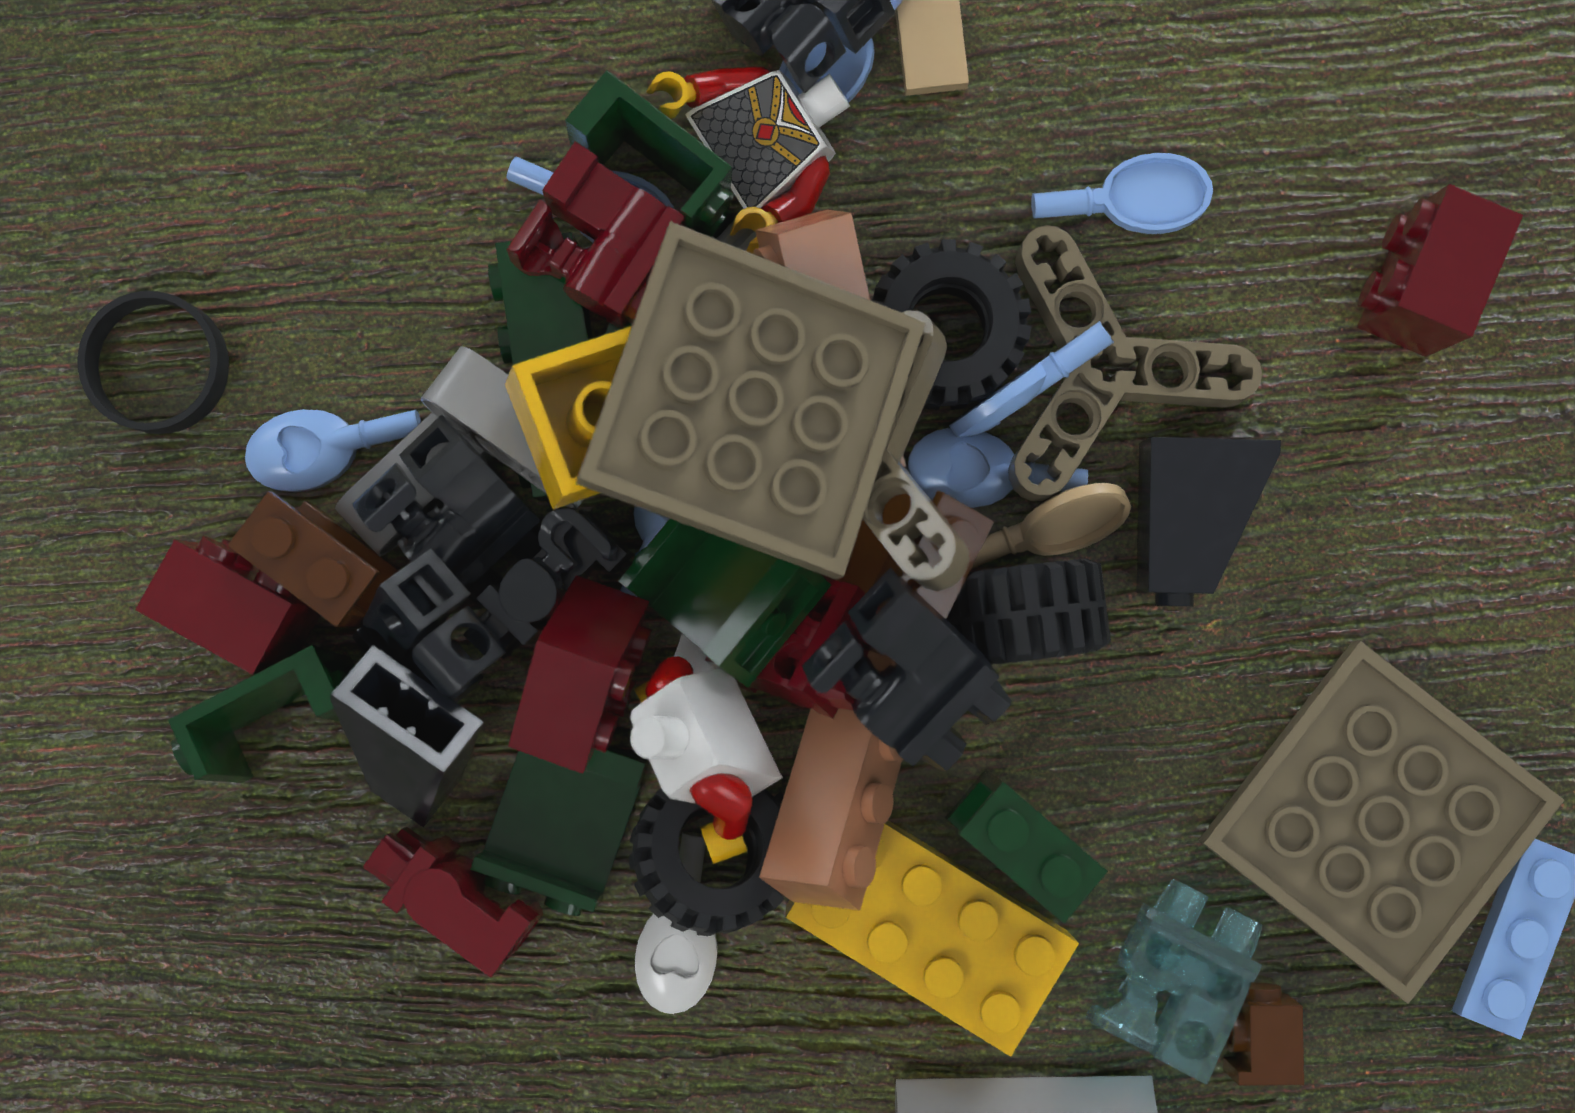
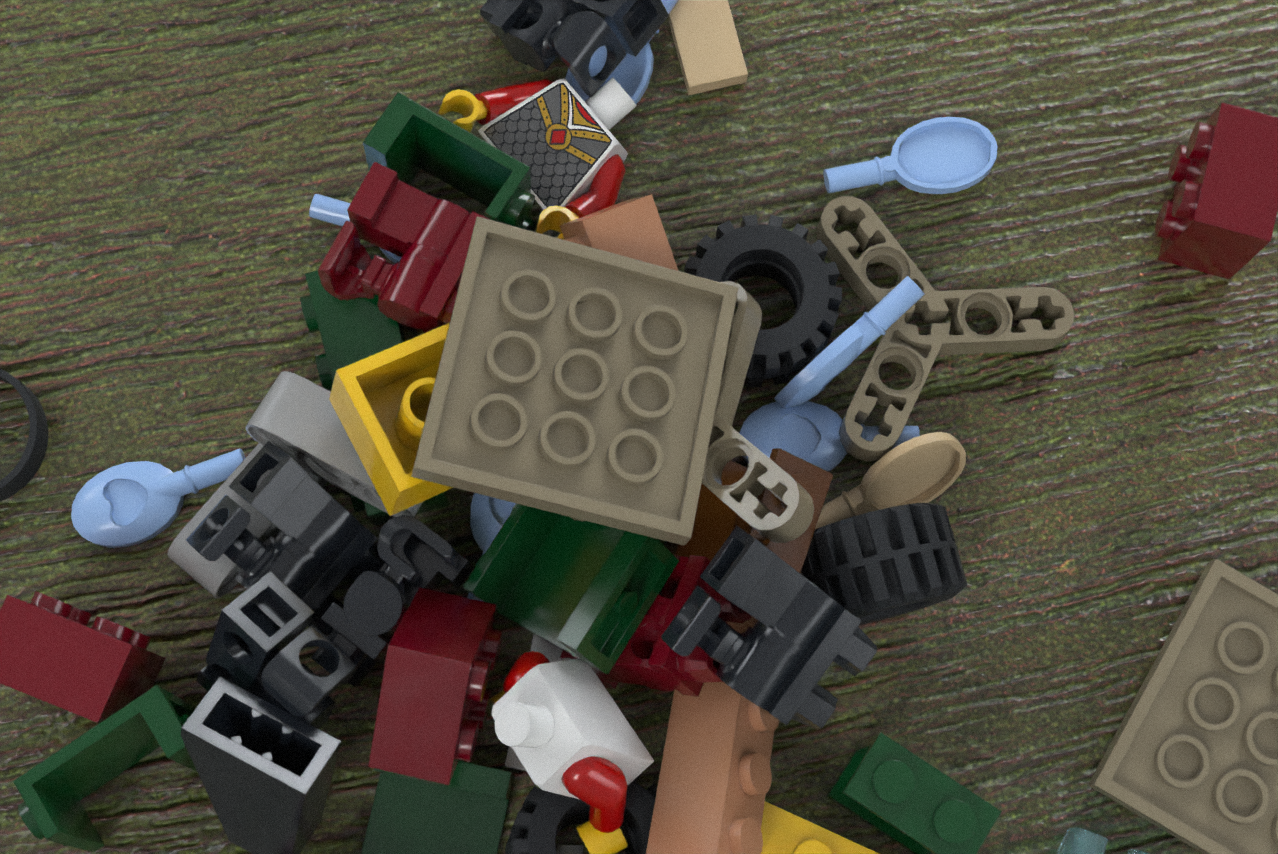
camera: 10 degrees left, 10 degrees down
(313, 558) = (146, 599): reddish brown panel -> none
(1194, 510) = (1029, 450): black slope -> none

